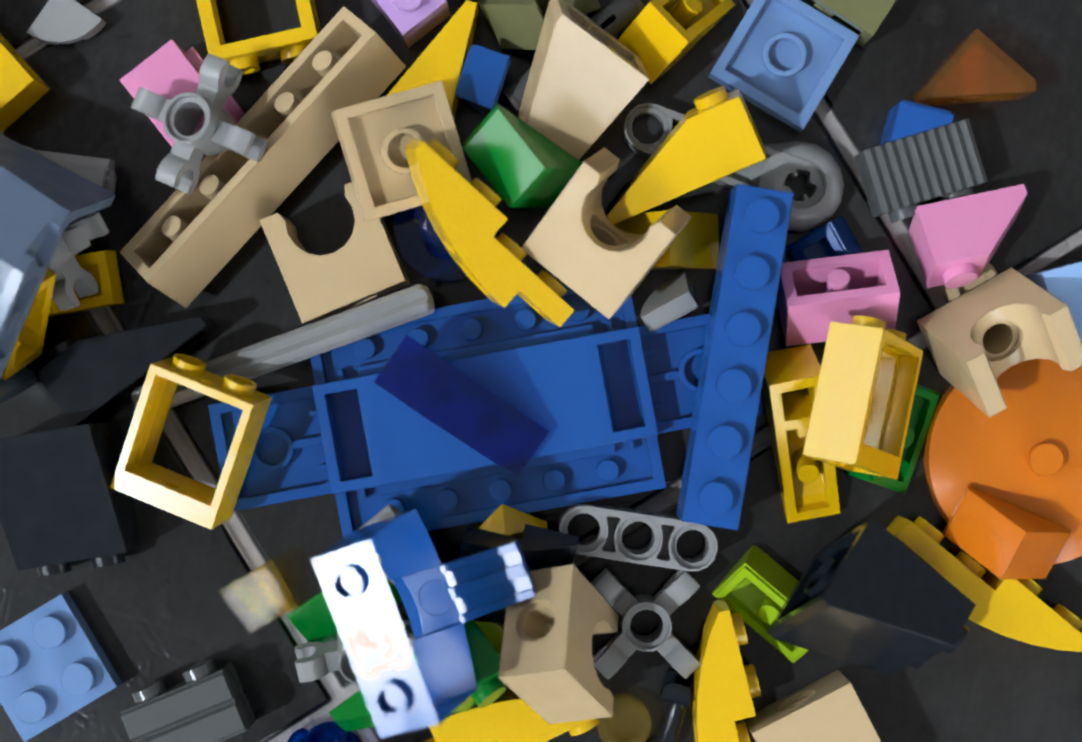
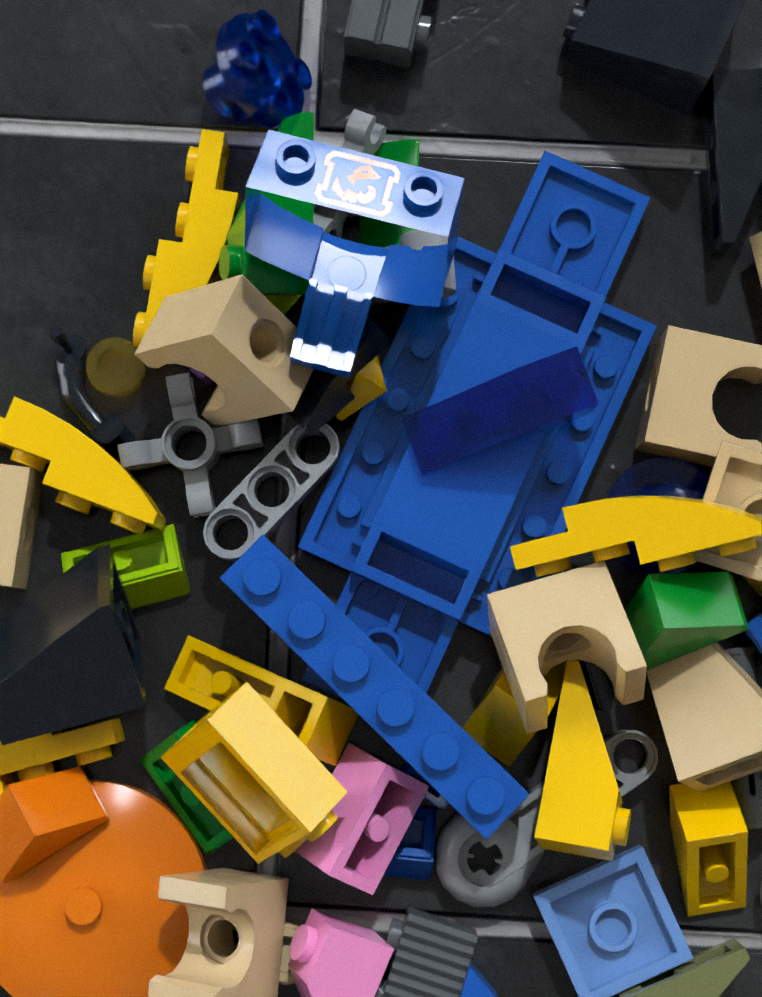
camera: 125 degrees right, 5 degrees down
(171, 490) = (600, 111): yellow window -> none
(259, 596) = (451, 129): clear yellow slope -> none
(315, 338) = (653, 296): light grey axle -> none
(669, 301) = (461, 666): light grey tile -> none

